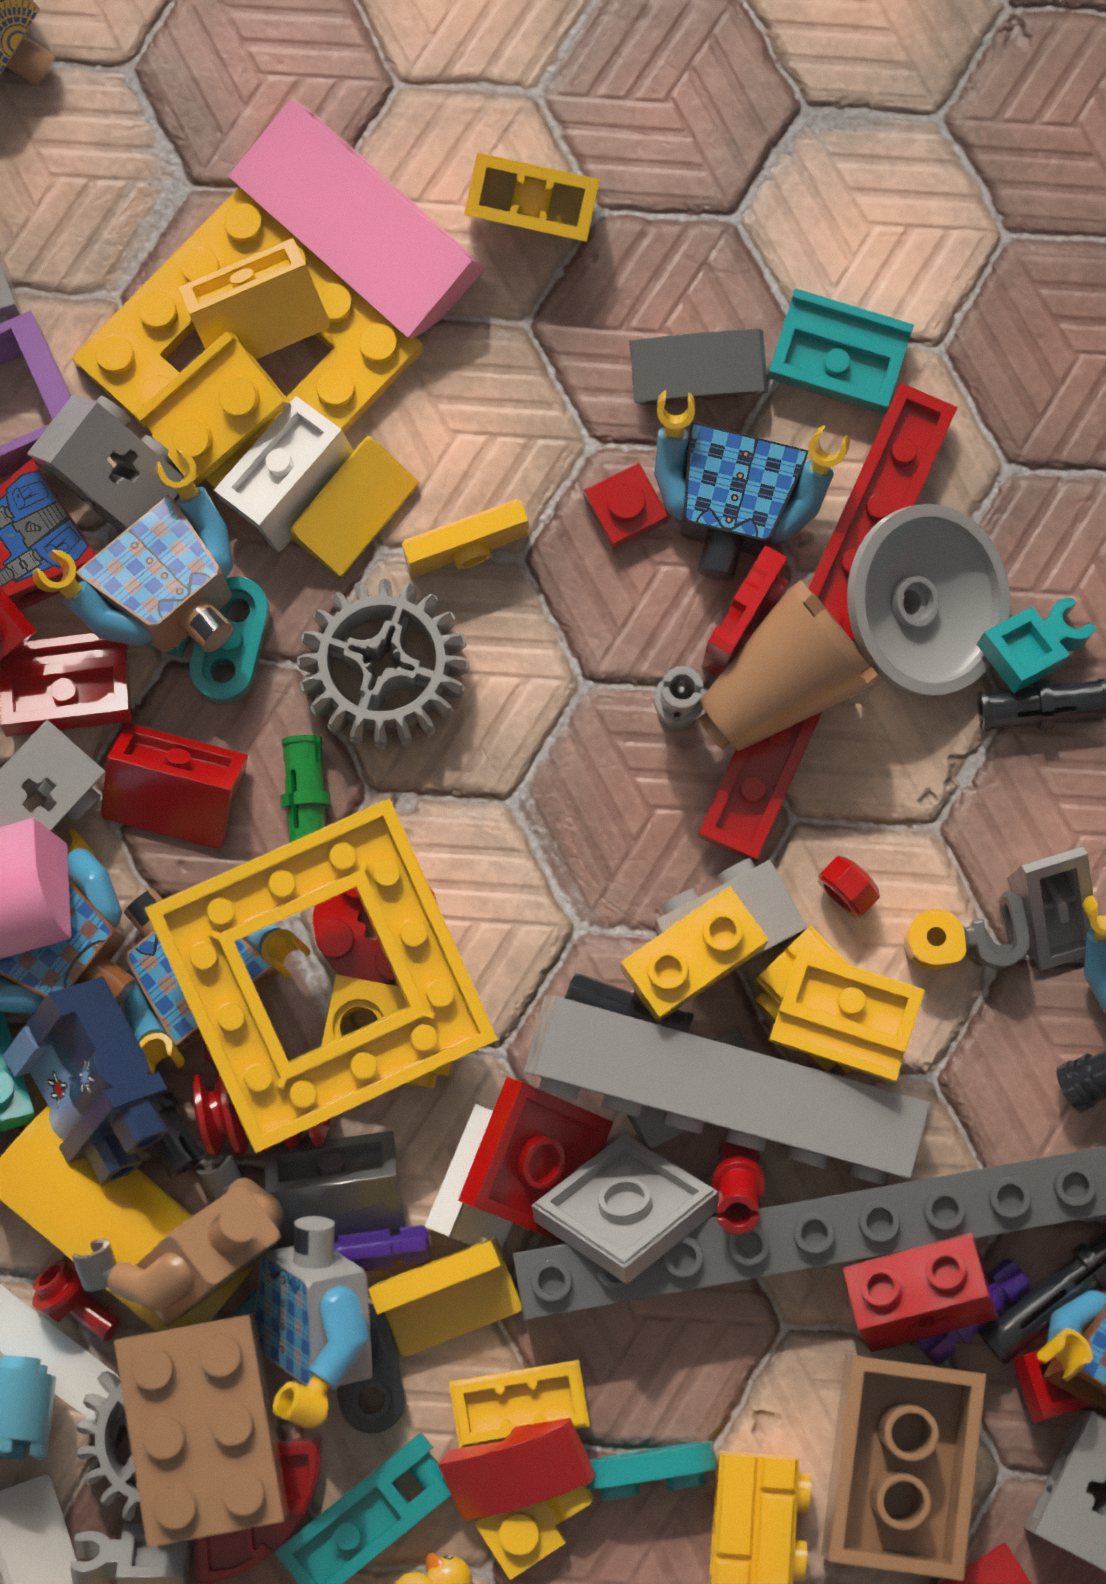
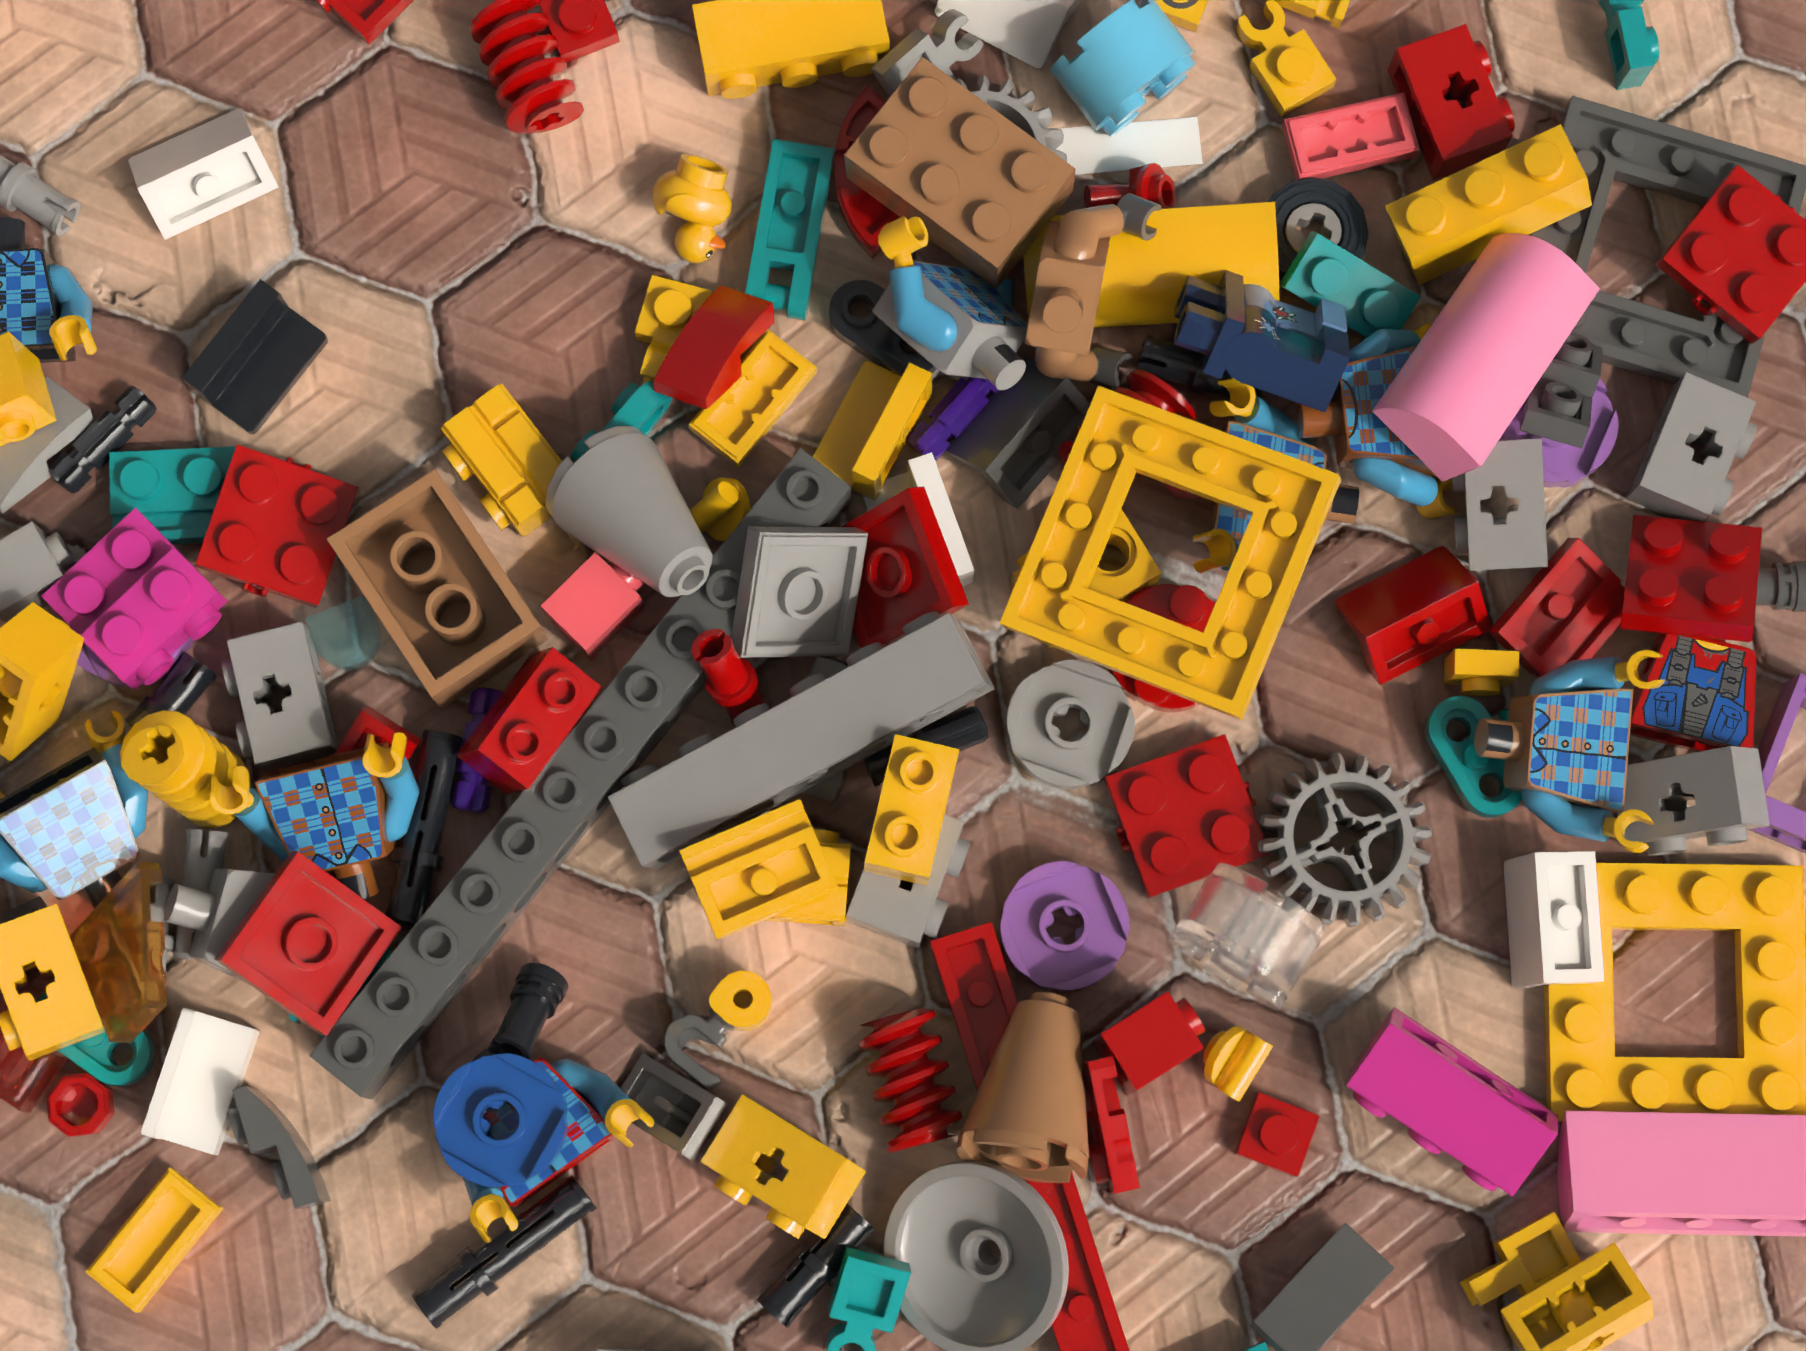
camera: 135 degrees right, 0 degrees up
(166, 694) = (1481, 670): none -> yellow plate
(213, 406) = (1657, 915): yellow plate -> none
(260, 299) = (1705, 1025): yellow panel -> none
(304, 785) = (1310, 693): green pin -> none
(353, 507) = (1480, 944): yellow slope -> none
(466, 540) = (1370, 991): yellow plate -> none
(481, 786) = (1185, 815): none -> red plate
(482, 411) = (1452, 1103): none -> dark pink brick
(515, 893) = (1052, 692): none -> light grey plate
(523, 651) = (1248, 935): none -> clear brick
(526, 262) = (1528, 1261): none -> yellow plate
(609, 579) = (1234, 1060): none -> yellow plate
(623, 1333) = (721, 507): none -> yellow plate
(628, 752) = (1079, 892): none -> medium lavender plate
(662, 634) = (1151, 1041): none -> red brick
(668, 698) = (1102, 991): light grey pin -> none
(701, 1383) = (631, 511): none -> light grey cone
(737, 487) = (1204, 1221): torso -> none
(787, 1345) = (594, 605): none -> coral brick
(849, 886) = (842, 984): red tile -> none
(858, 771) = (909, 1079): none -> red piece
(989, 761) = (817, 1177): none -> yellow brick
(1003, 1500) = (346, 634): none -> clear light blue tile

